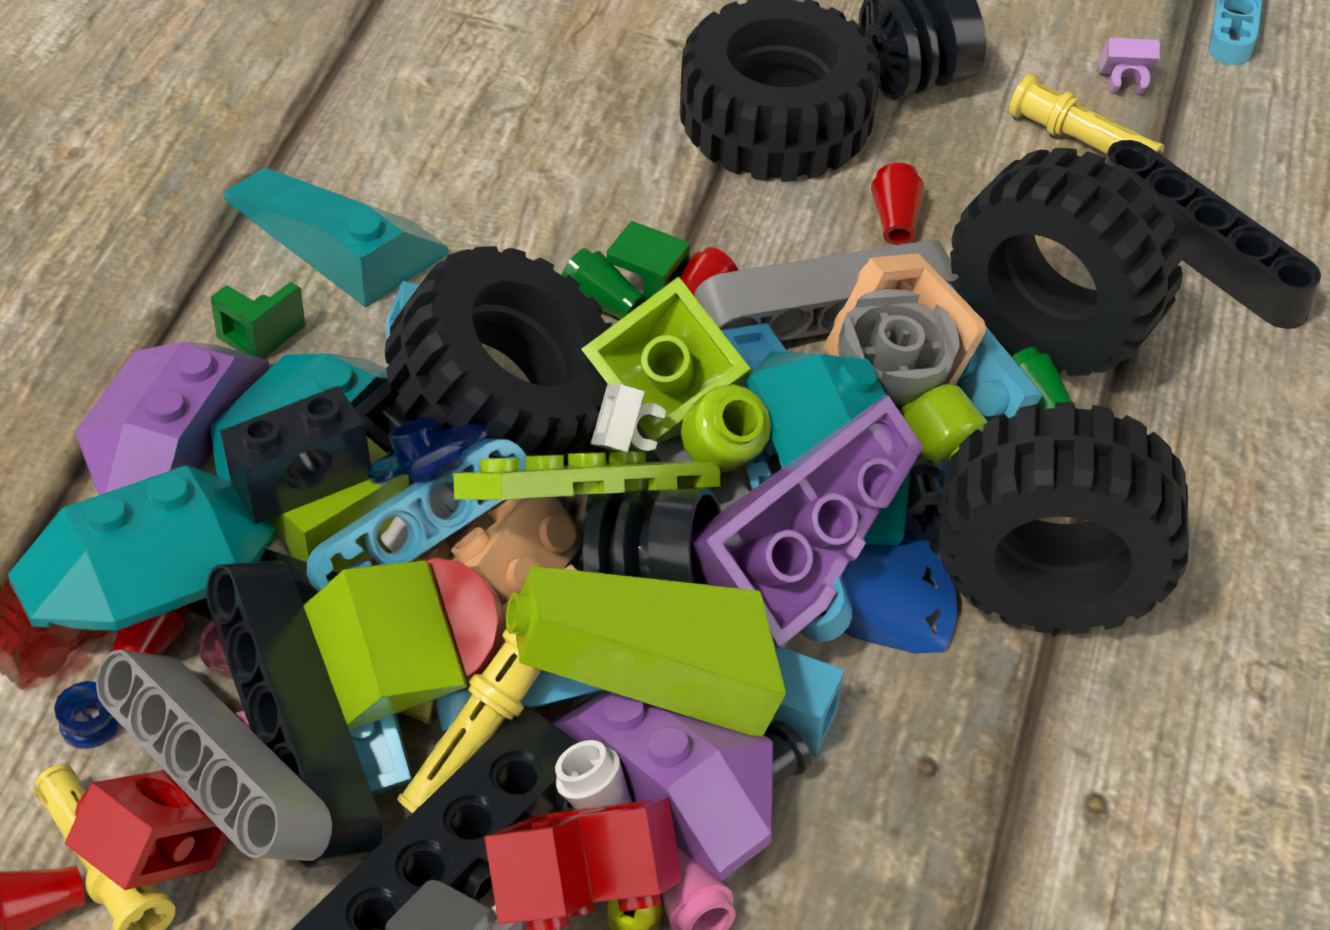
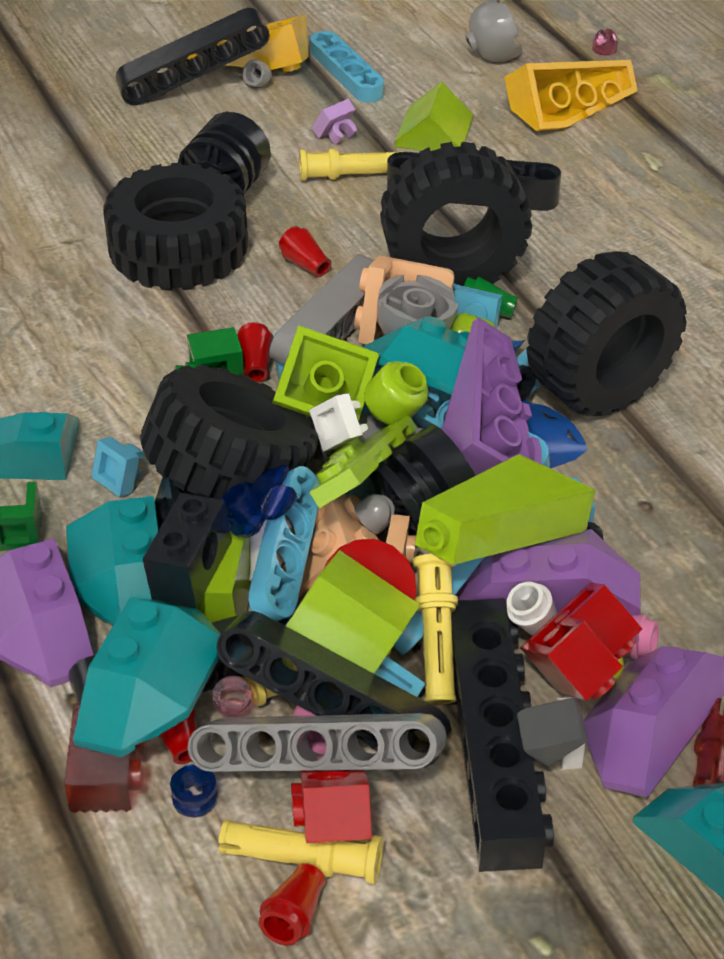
camera: 40 degrees left, 5 degrees down
(558, 547) = (375, 512): none -> light grey hinge
(1261, 135) = (435, 120): none -> lime slope

